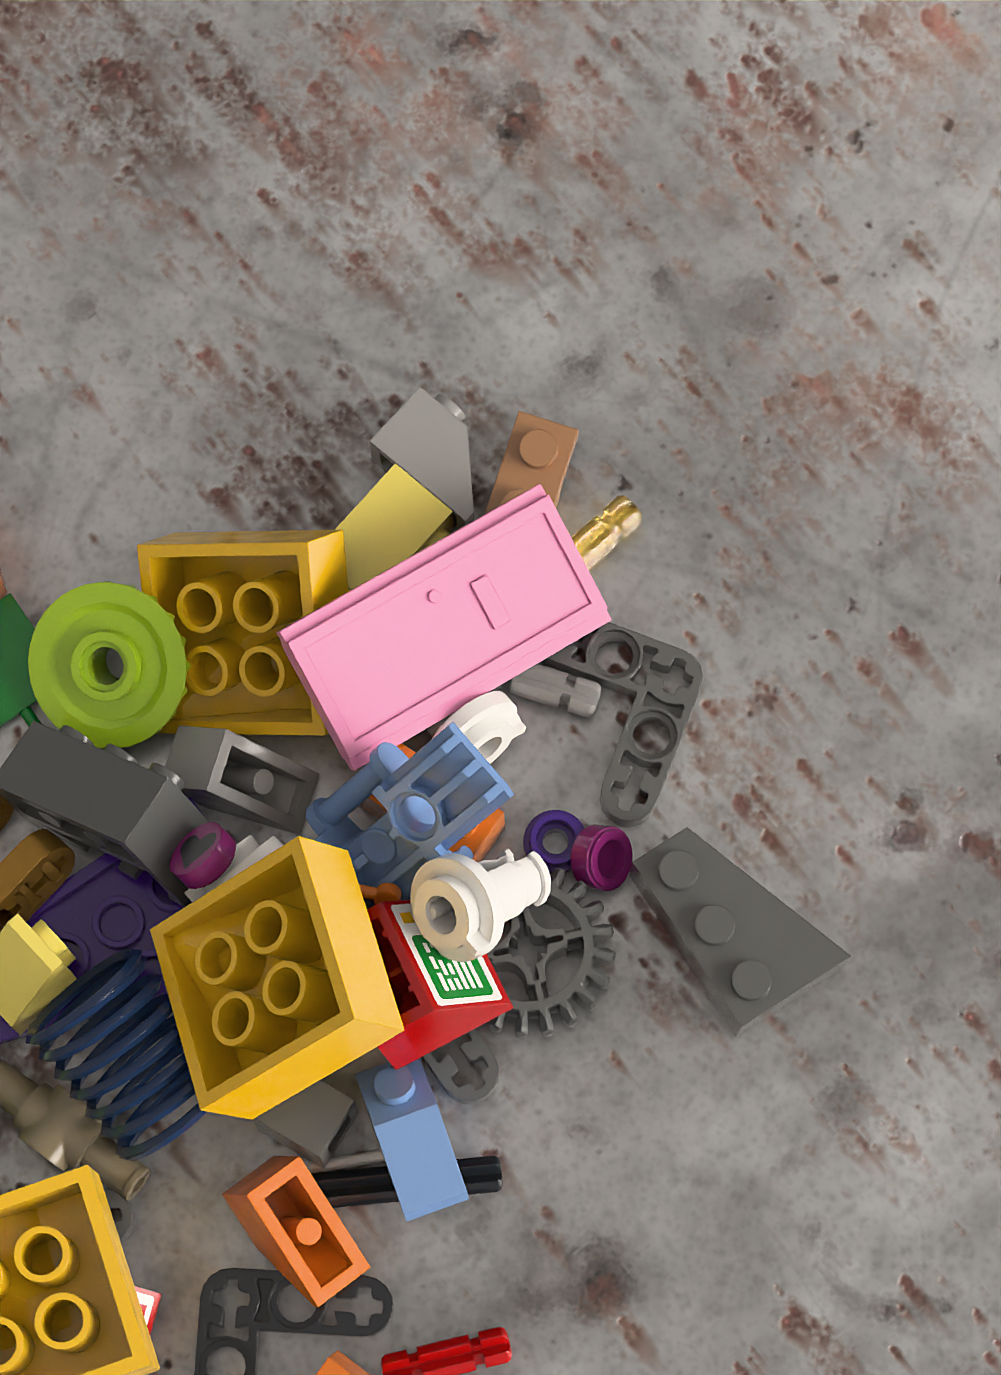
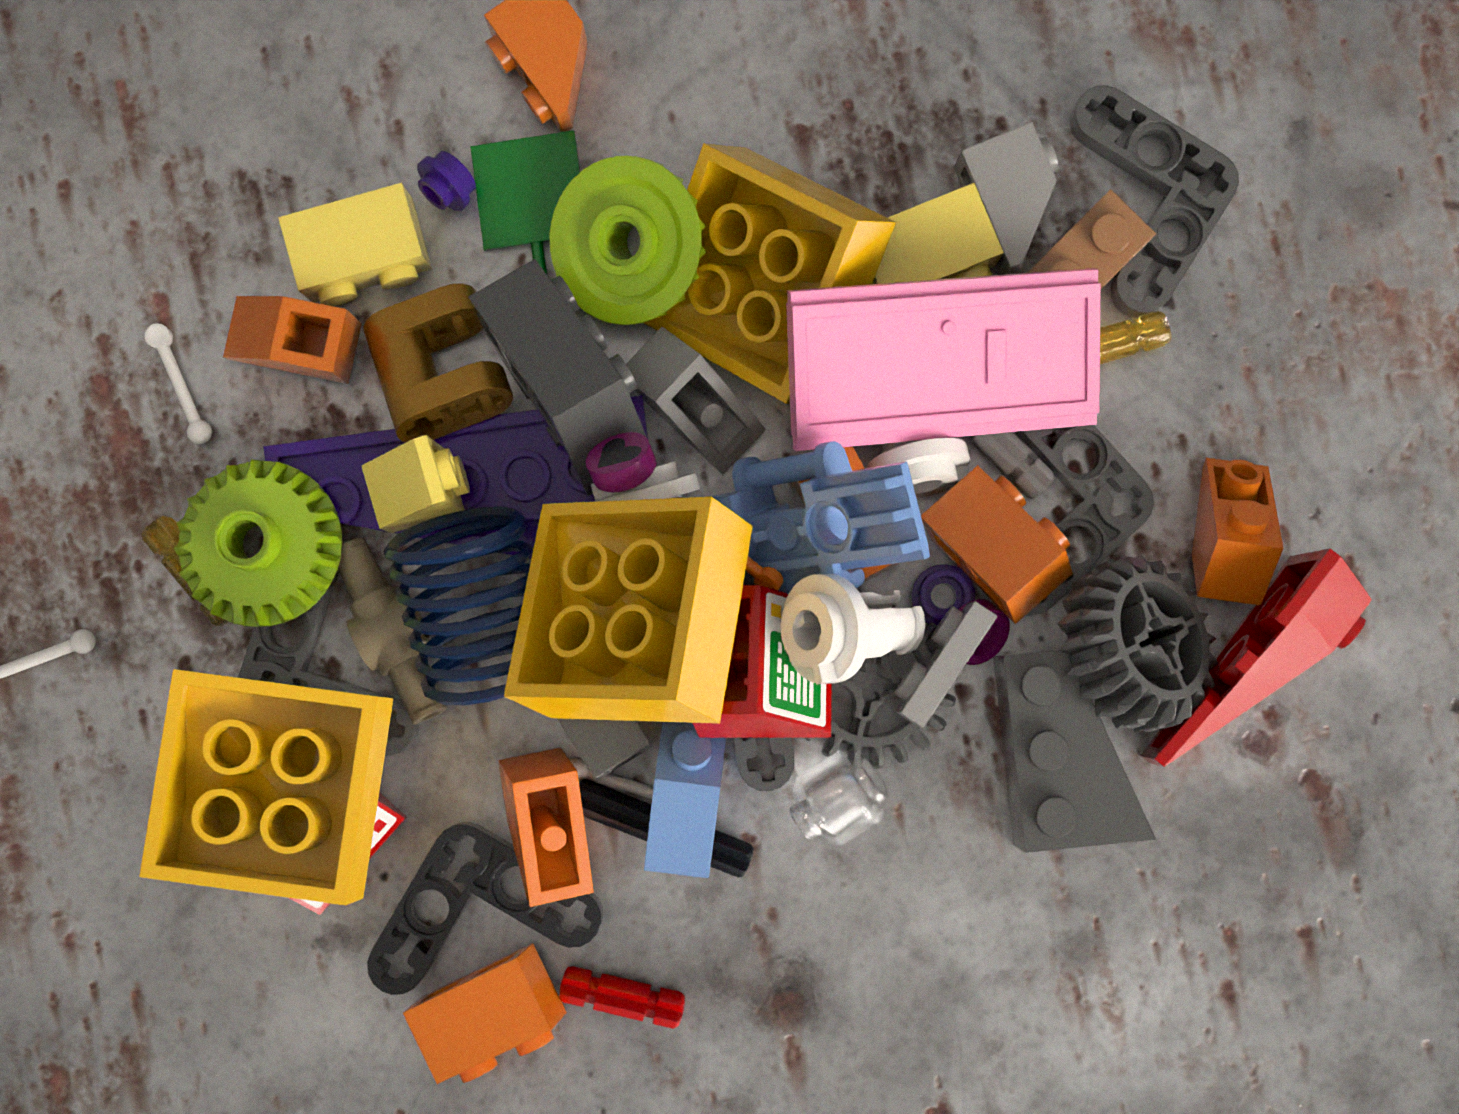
camera: 30 degrees right, 10 degrees up
(552, 1070) = (838, 799): none -> clear head
(575, 920) = (957, 638): none -> light grey plate
(578, 766) = (999, 543): none -> orange brick
(588, 391) = (1180, 195): none -> dark grey beam
(746, 792) = (1137, 644): none -> dark grey gear
(784, 654) = (1235, 532): none -> orange slope
(879, 706) = (1302, 619): none -> wedge

